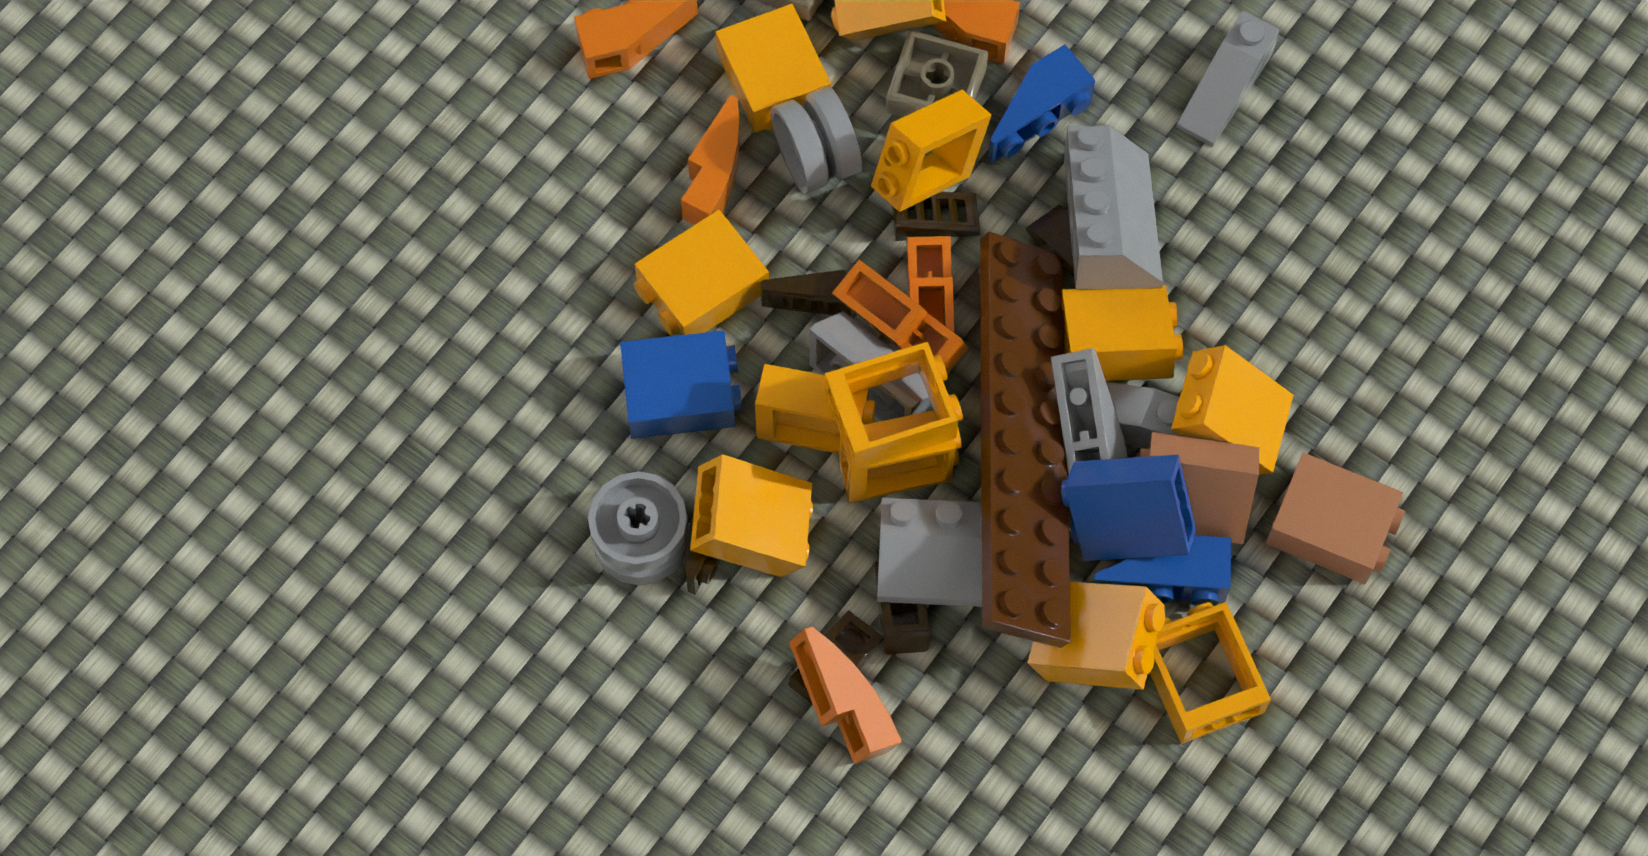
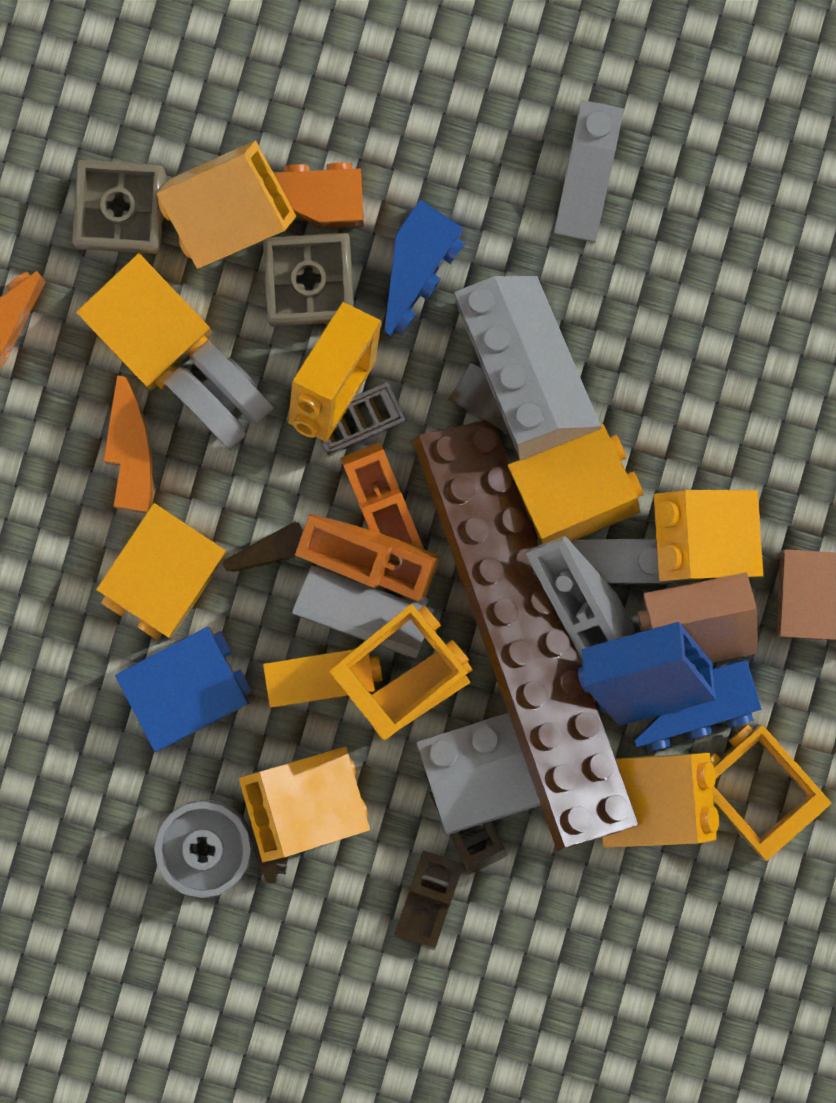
camera: 20 degrees left, 20 degrees up
(844, 696) = (452, 943): orange slope -> none

